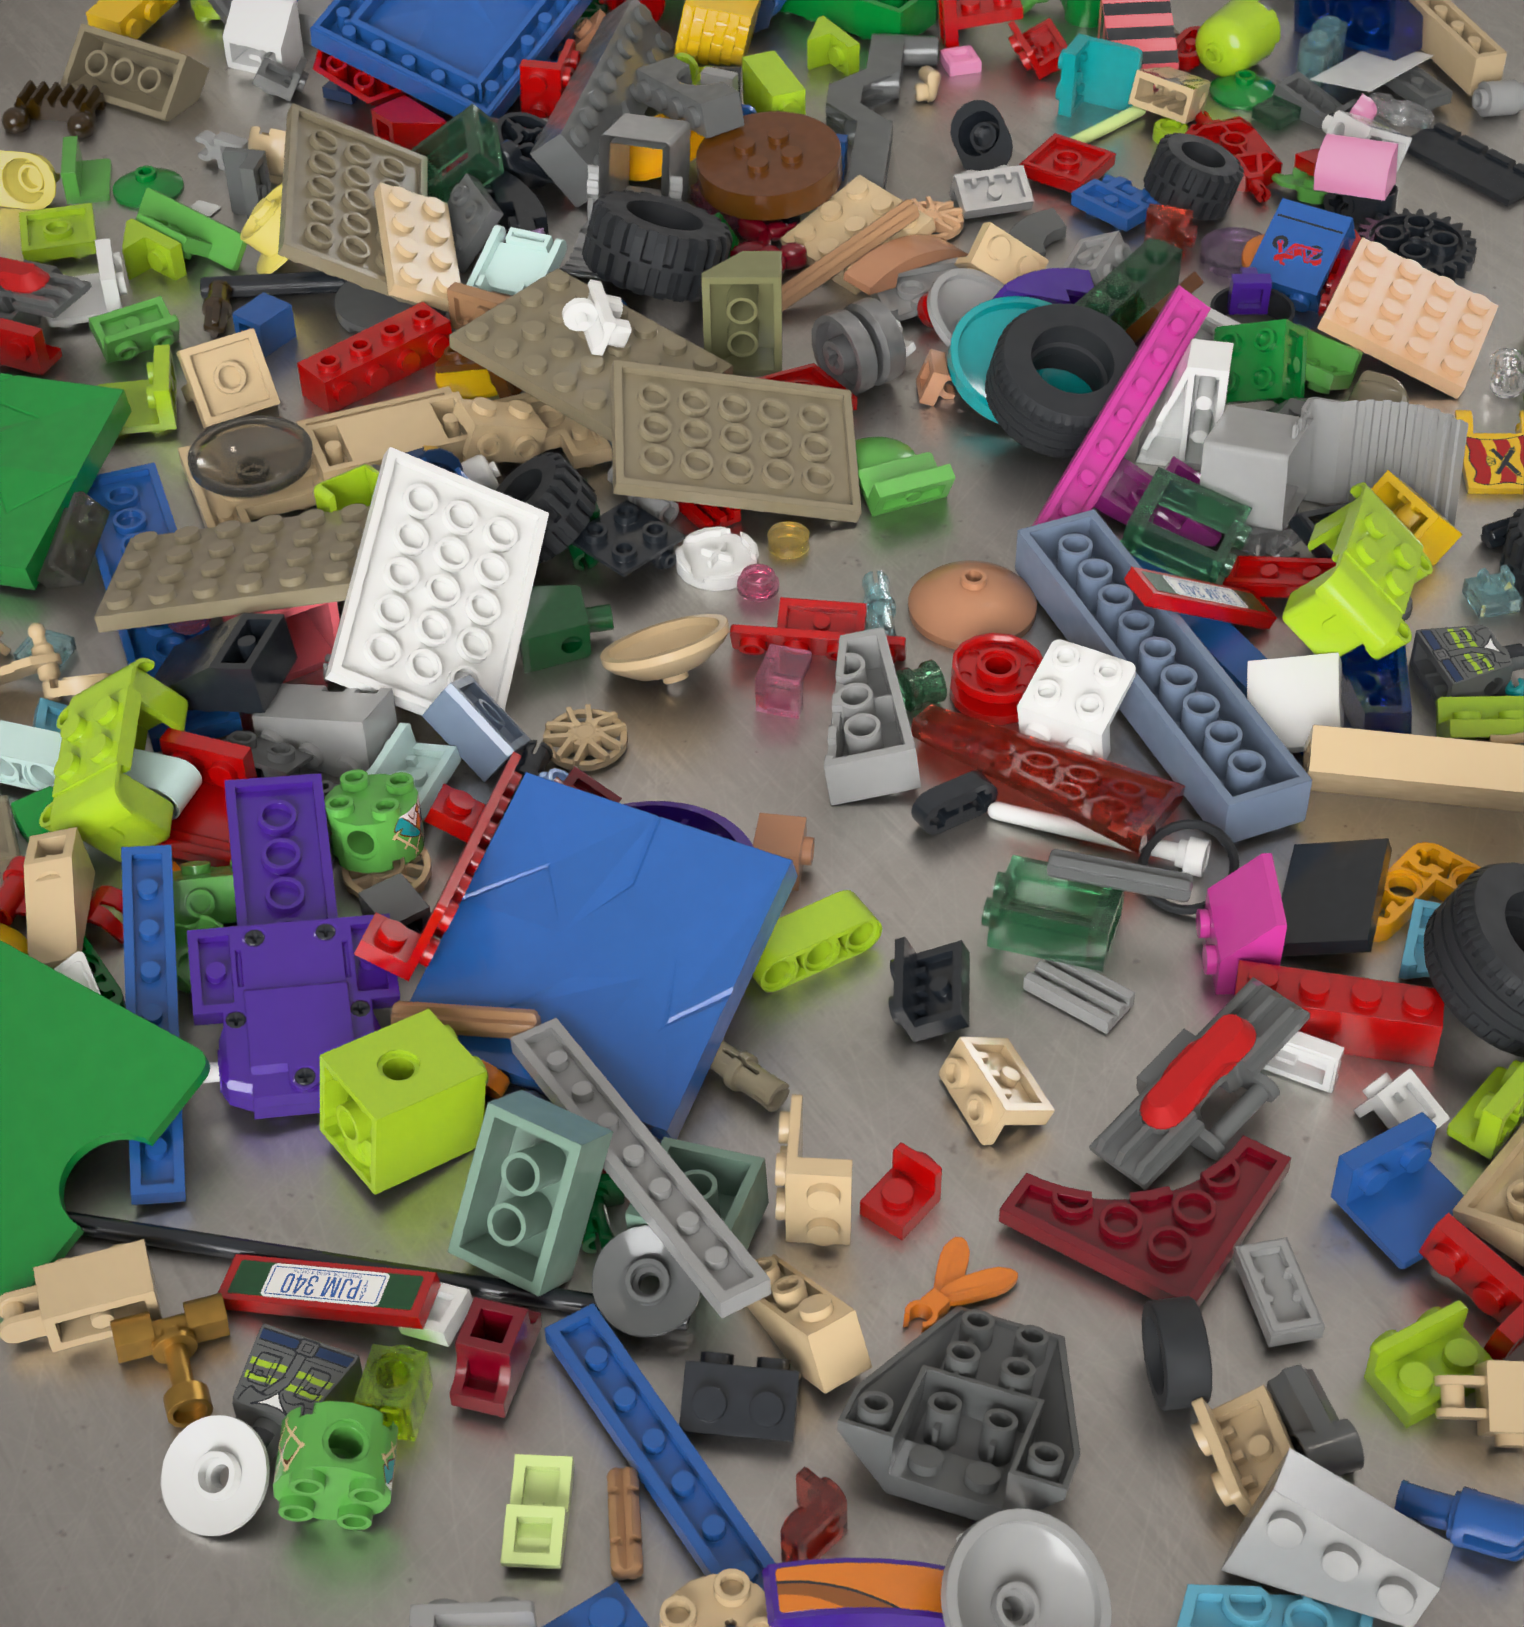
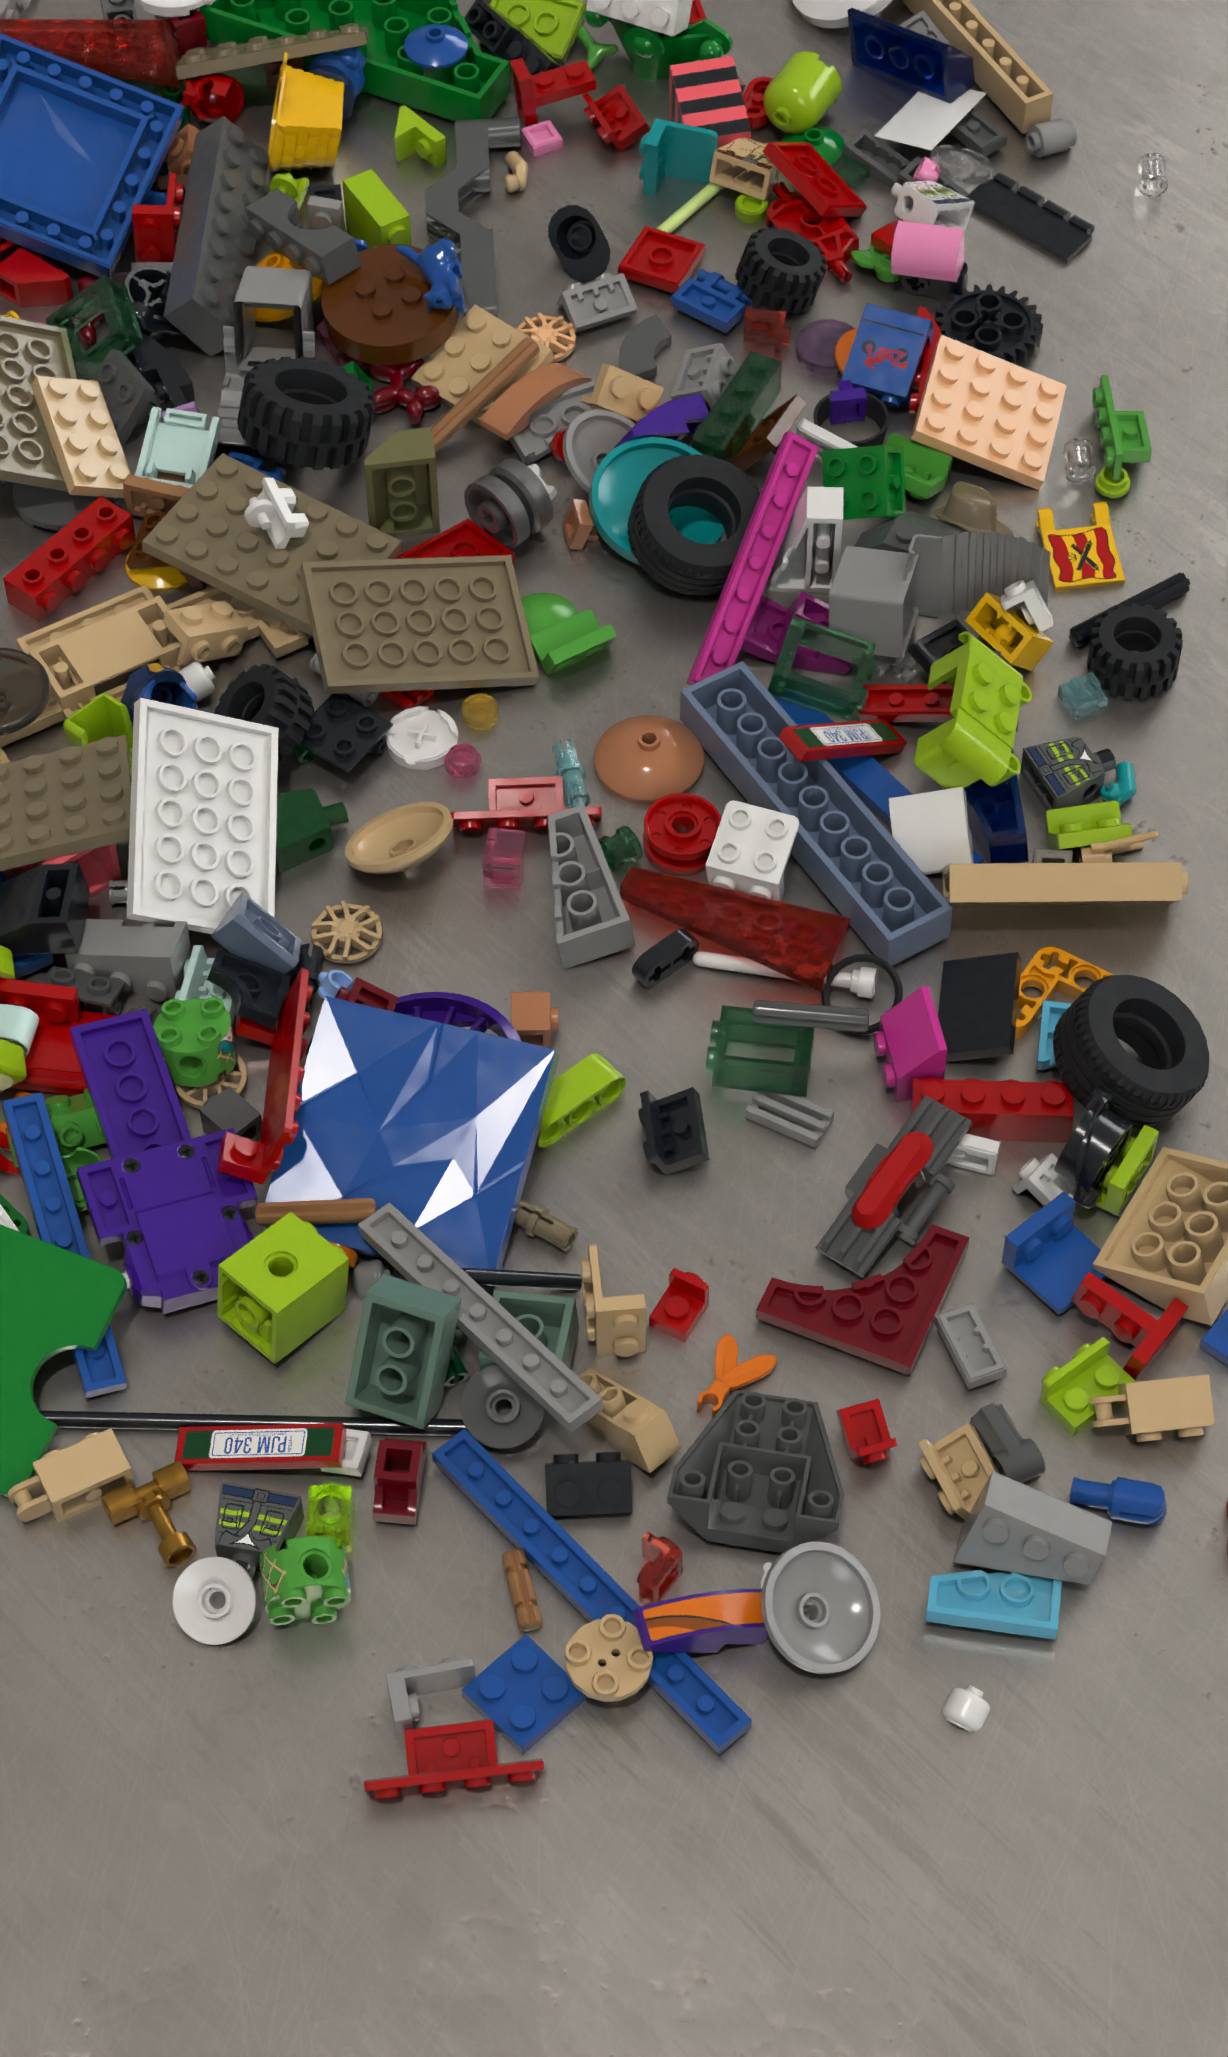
camera: 10 degrees left, 10 degrees up
(453, 772) = (253, 987): none -> black tile
(538, 1511) = (456, 1591): yellowish green slope -> none
(708, 1133) = (525, 1279): none -> black bar
(826, 130) = (442, 271): none -> blue animal
(993, 1087) = (735, 1208): tan bracket -> none
(1123, 1380) = (866, 1431): none -> red bracket
(1176, 1352) = (903, 1405): black tyre -> none
(1241, 106) = (815, 179): none -> red tile
(1321, 47) = (881, 97): clear light blue brick -> none
(1443, 491) = (1034, 609): none -> white bracket
(1466, 1063) = (1093, 1148): none -> black piece

